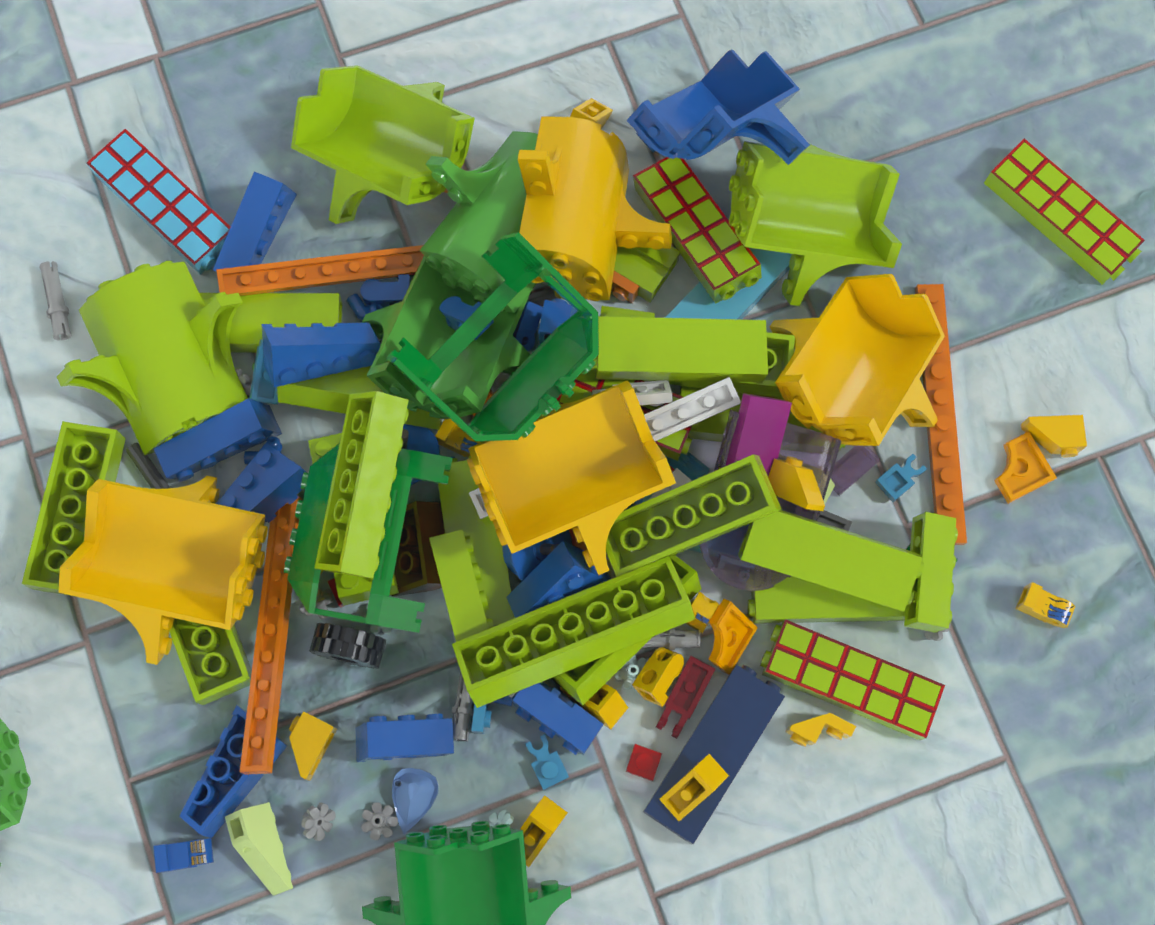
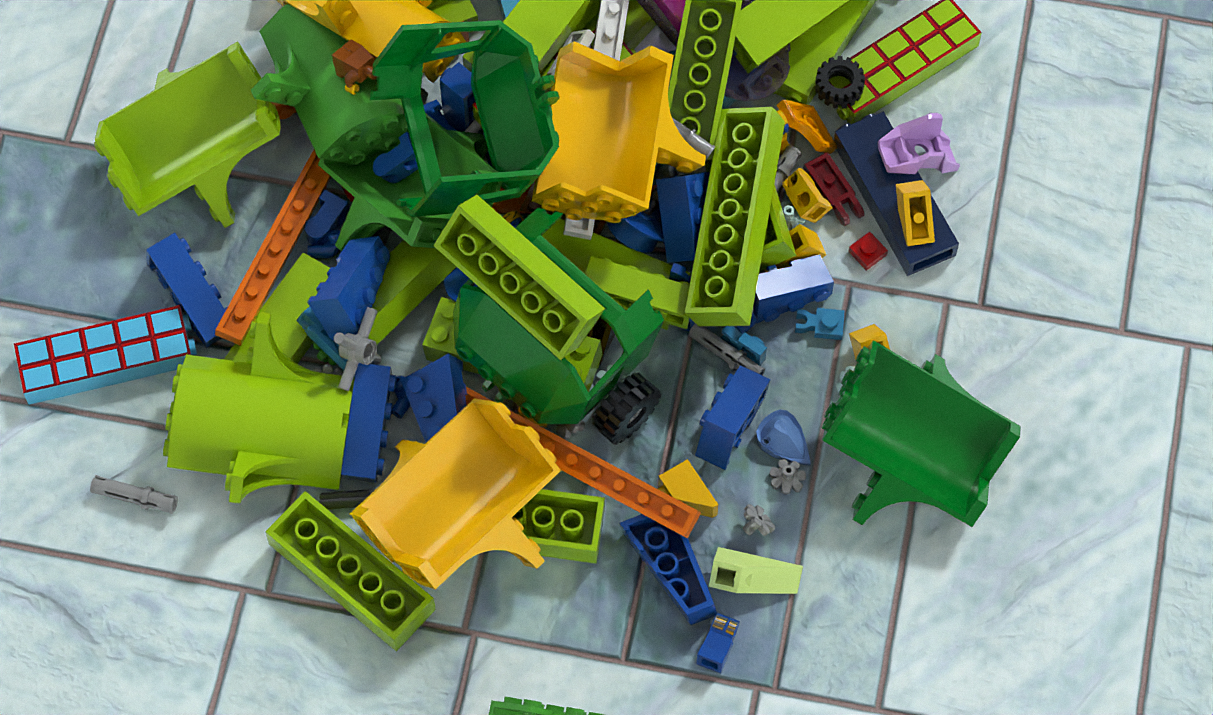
camera: 55 degrees left, 10 degrees down
(256, 391) = (357, 349): none -> light grey bar
(500, 614) = (678, 273): none -> blue tile
(503, 221) = (354, 64): none -> dark orange piece
(617, 546) = (694, 140): none -> light grey axle
(749, 736) = (899, 145): none -> lavender piece
(797, 628) = (841, 68): none -> black tyre
(809, 730) = (928, 95): yellow slope -> none

